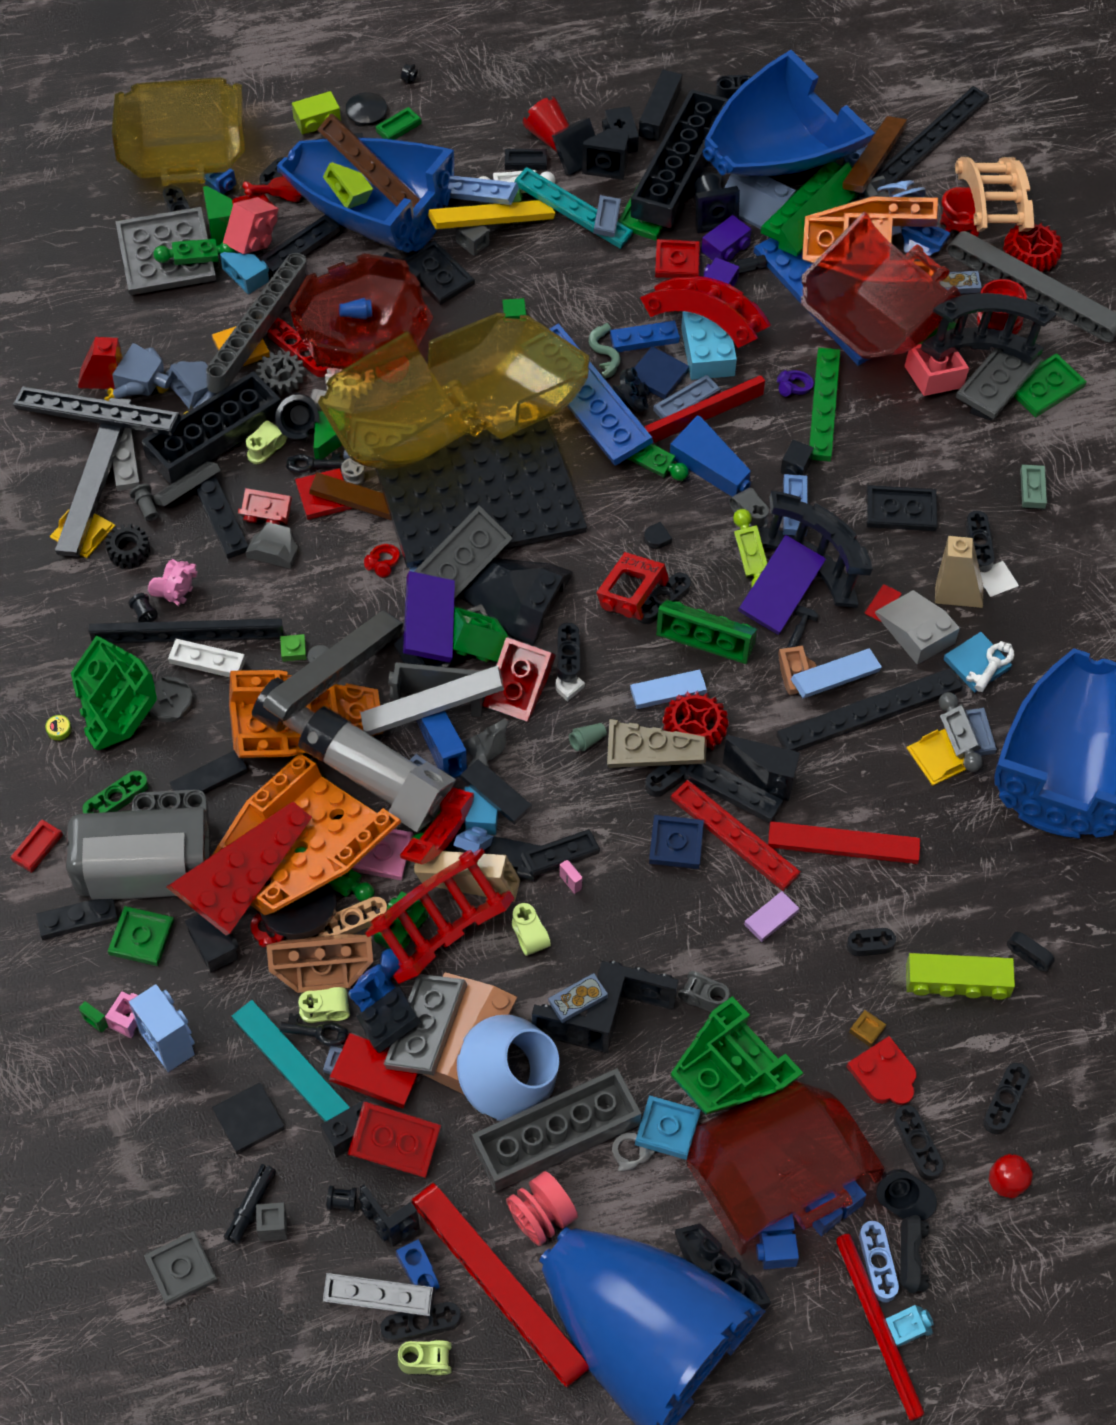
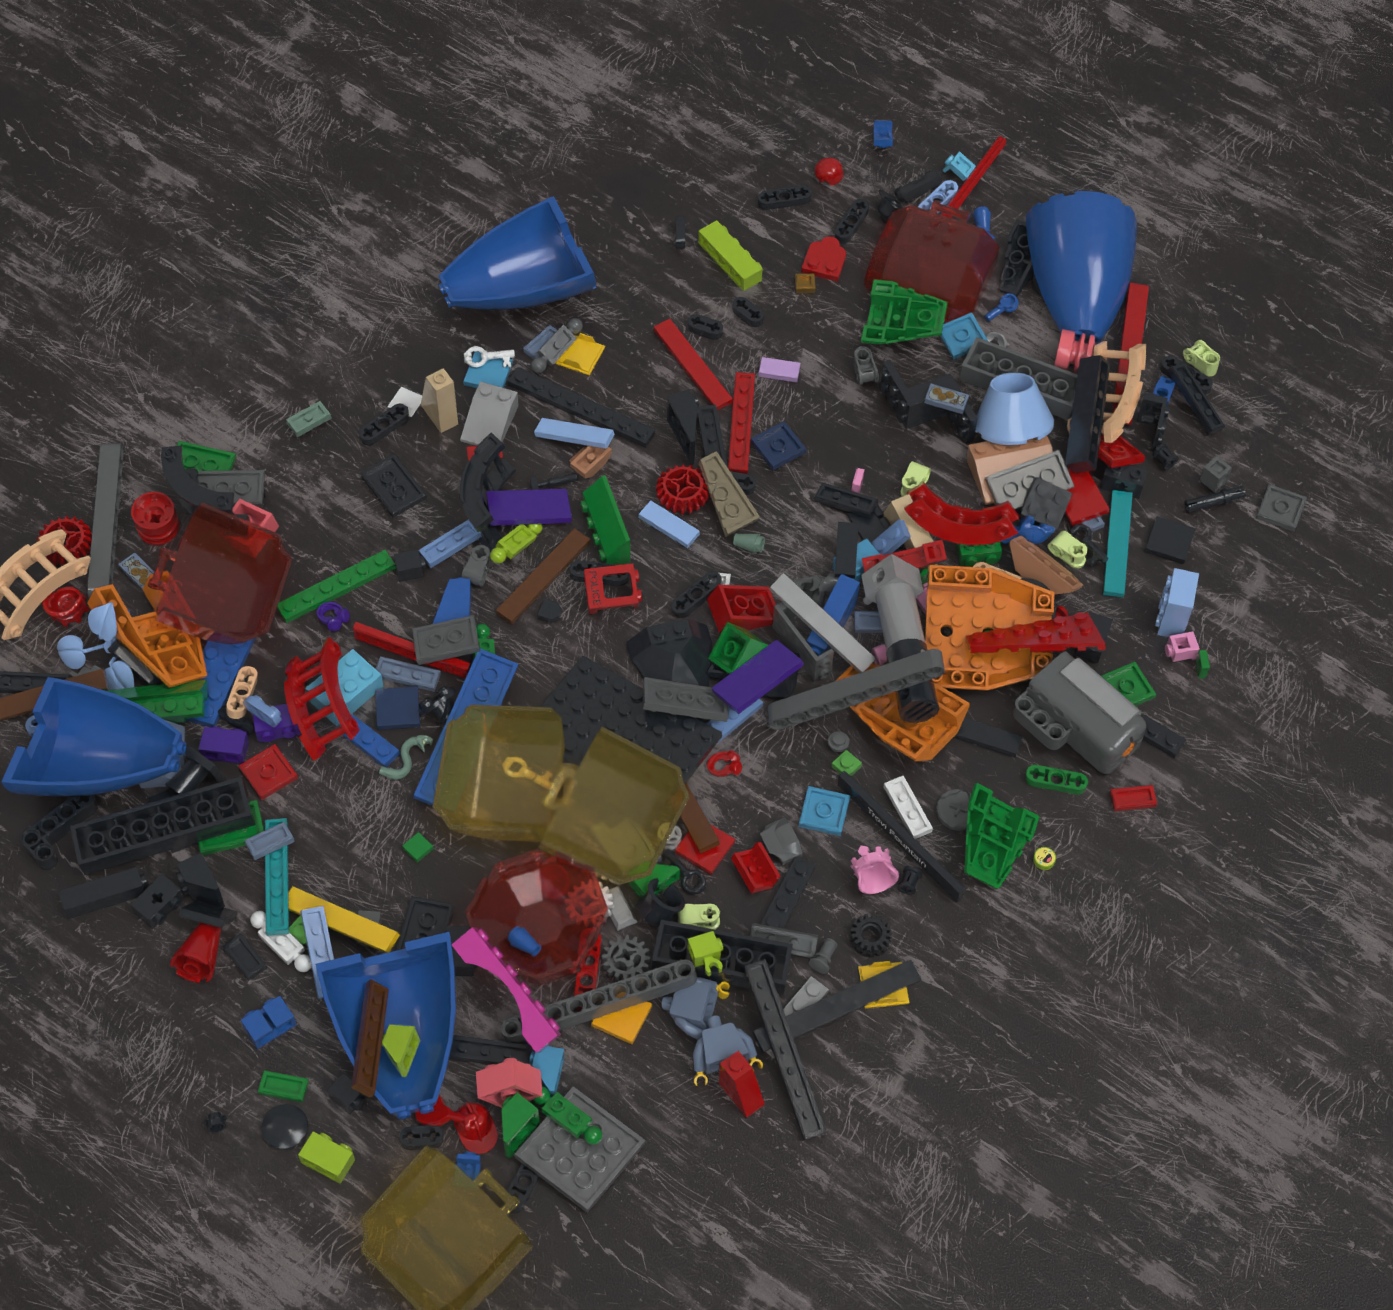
camera: 130 degrees left, 0 degrees up
(219, 399) = (706, 951): none -> lime brick
(269, 598) = (824, 811): none -> dark azure tile
(353, 246) = (536, 1026): none -> dark pink arch
(433, 1203) = (1129, 399): none -> light nougat fence
(445, 1132) = (1087, 414): none -> black brick
(455, 136) = (268, 1022): none -> blue piece
(671, 1212) = (1007, 303): none -> blue plate
(683, 422) = (445, 640): none -> dark grey tile
(699, 555) = (543, 576): none -> reddish brown tile
(726, 262) = (267, 714): none -> medium blue plate
(769, 287) = (240, 684): none -> light nougat beam
(808, 1282) = (982, 217): none -> blue cone
(880, 883) = (705, 327): none -> black beam
(1020, 1274) = (882, 133): none -> blue bracket

